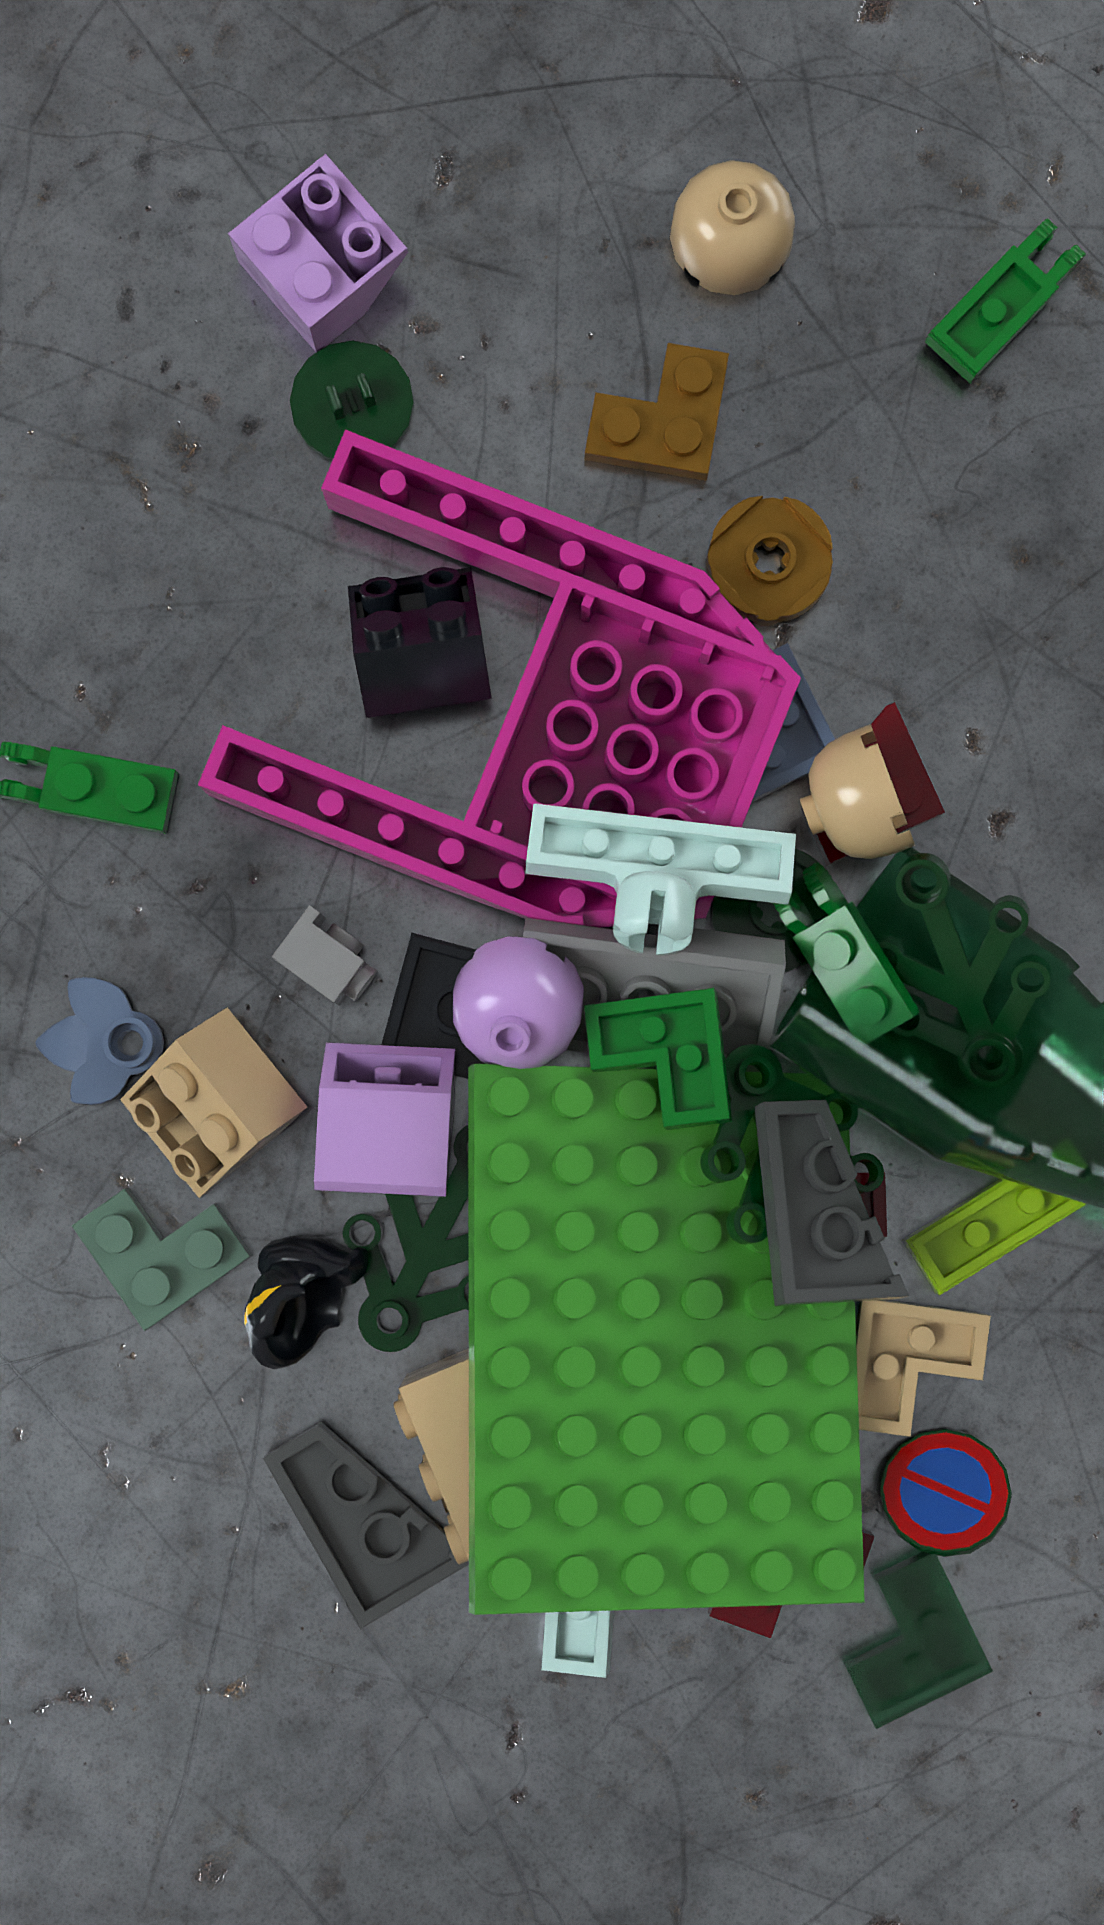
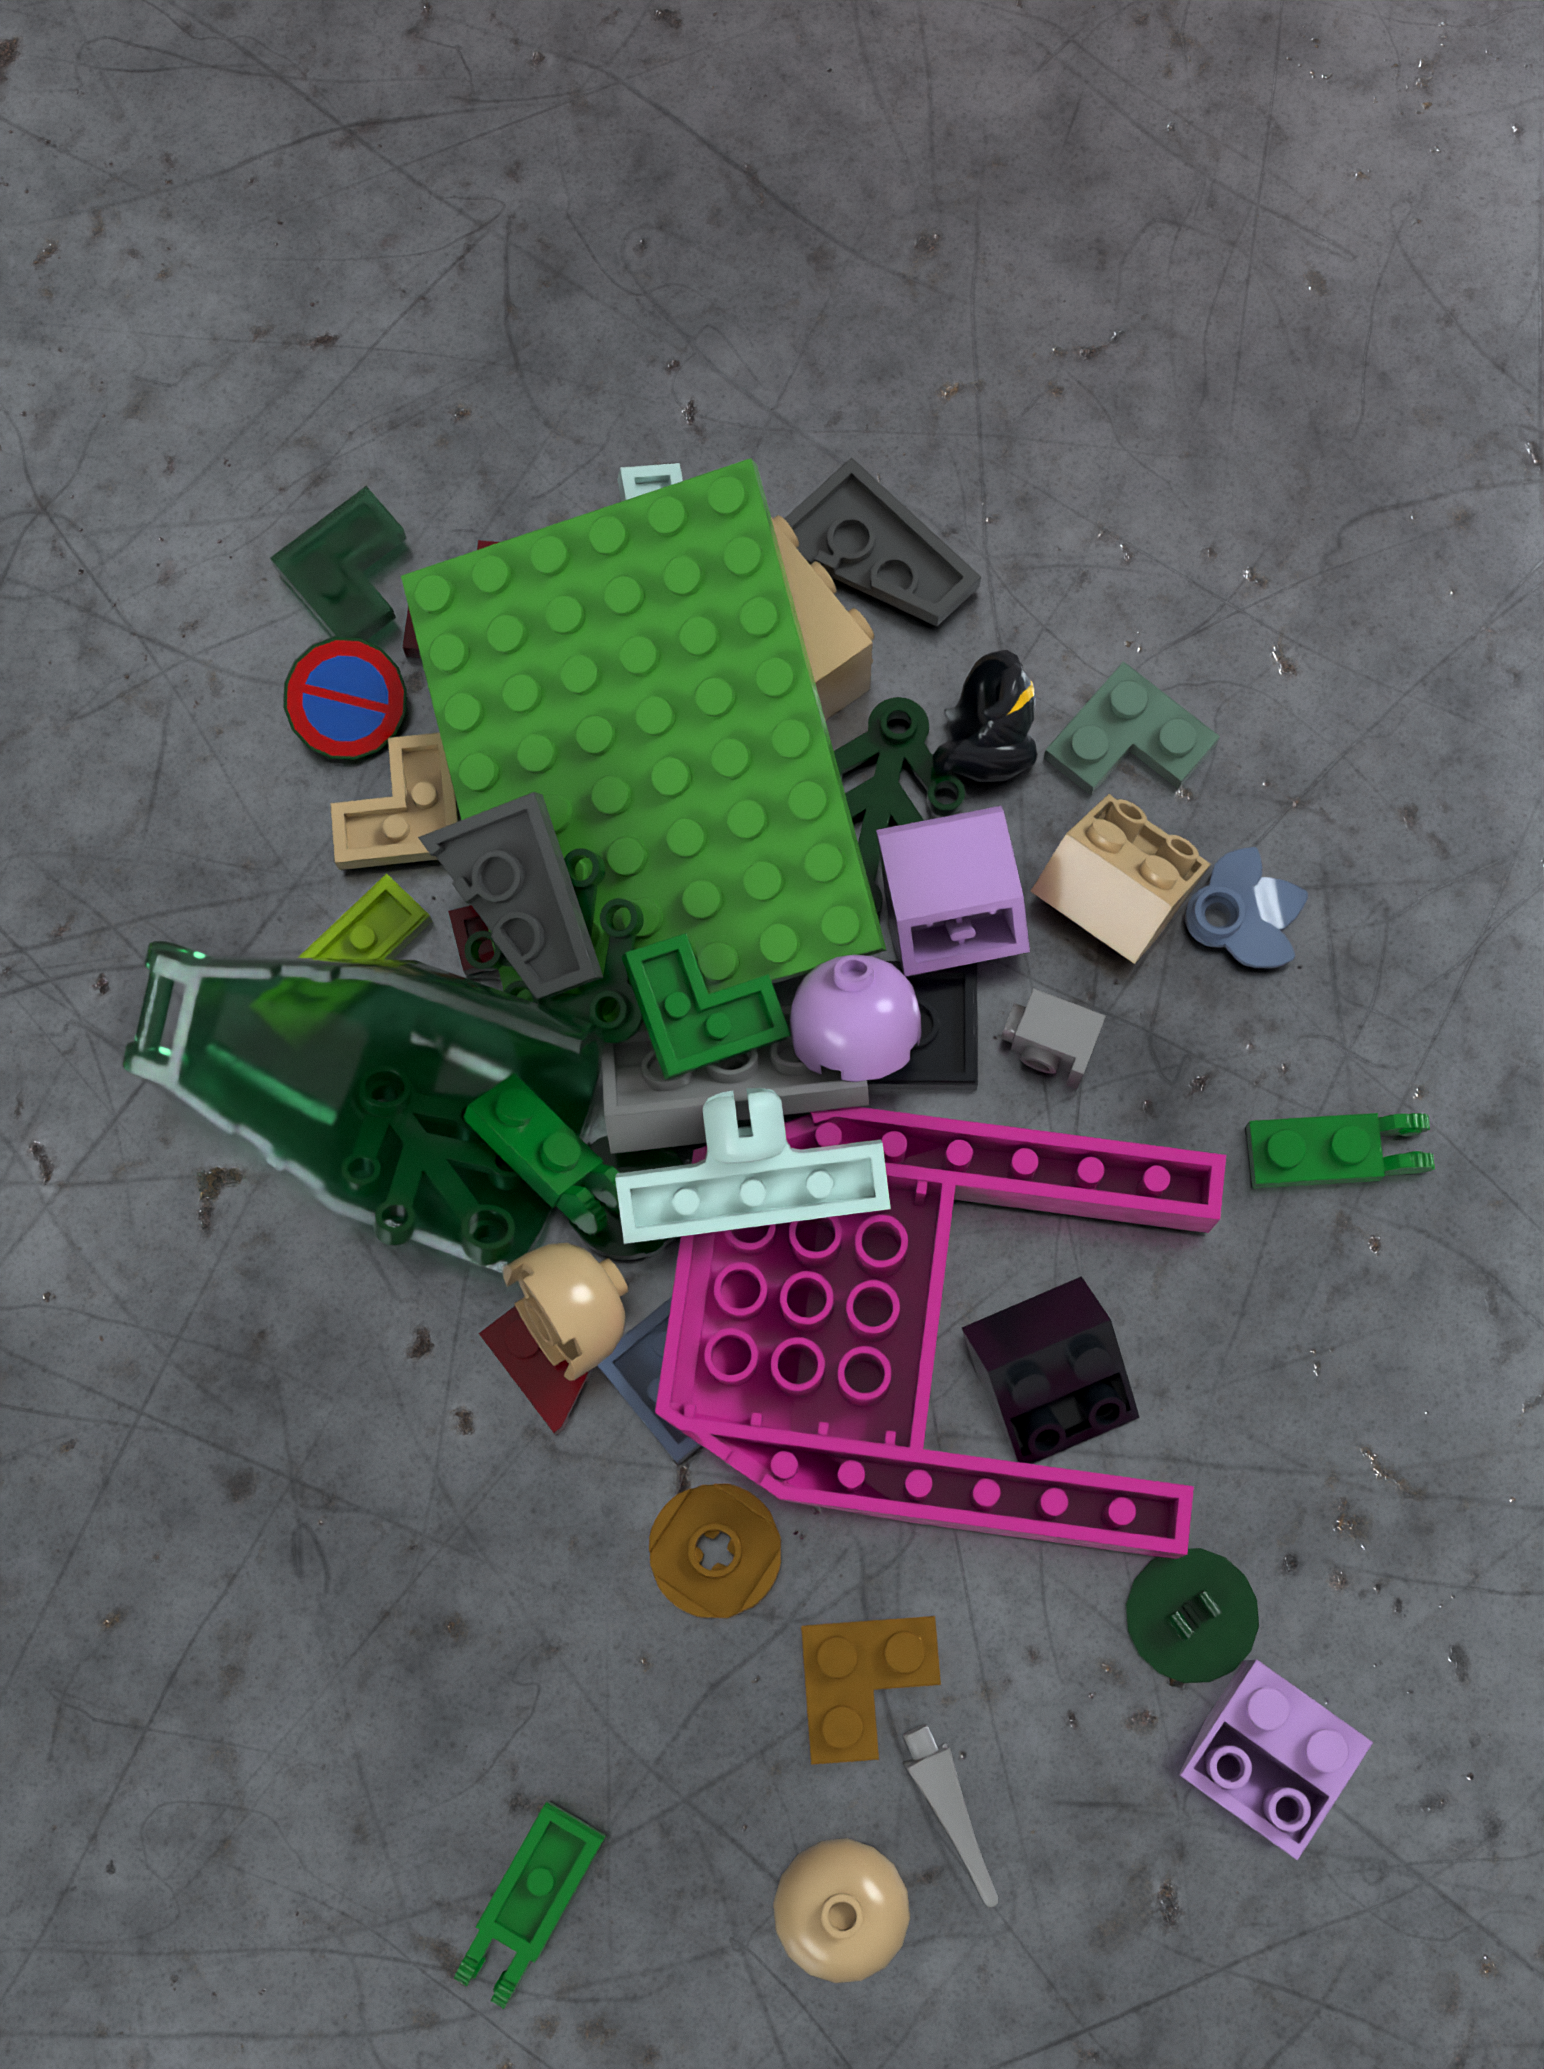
camera: 170 degrees right, 10 degrees down
(620, 311) = (938, 1781): none -> light grey piece

